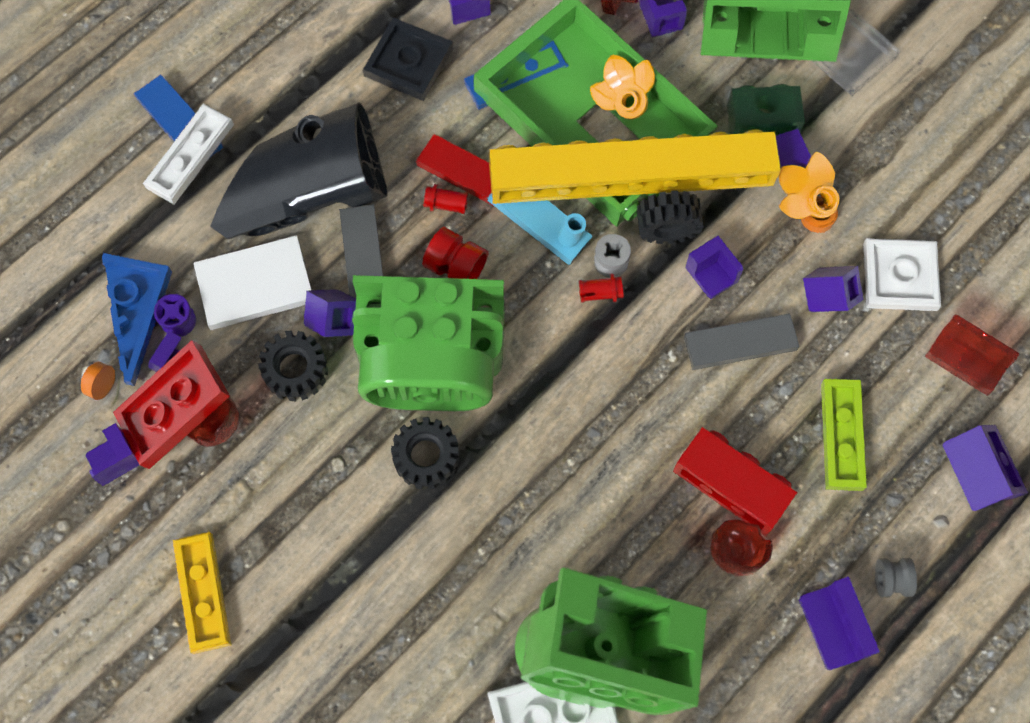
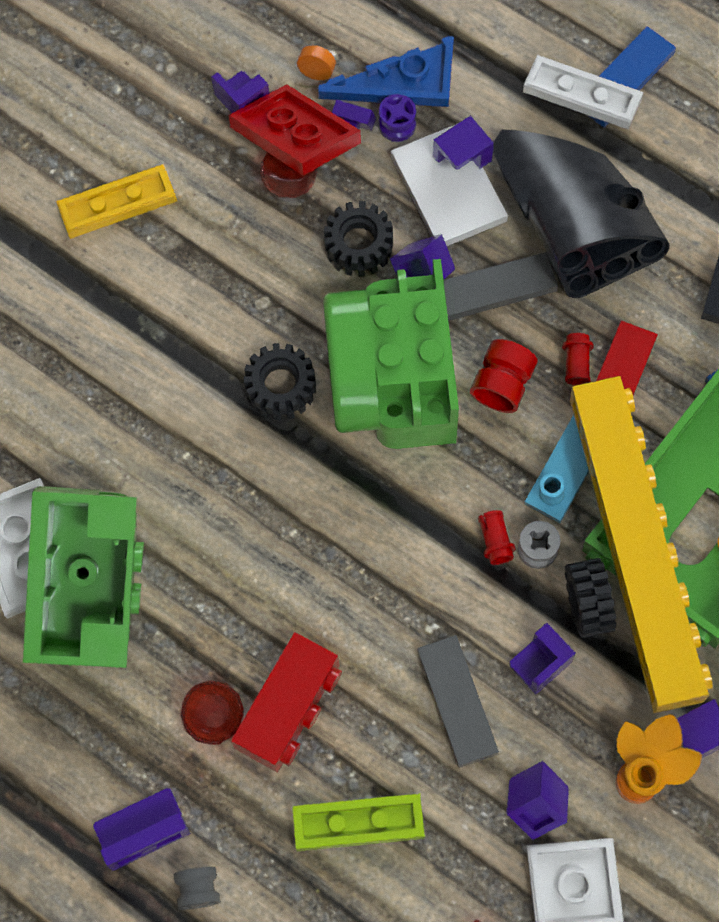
camera: 85 degrees right, 0 degrees up
(225, 254) = (464, 144): none -> dark purple panel

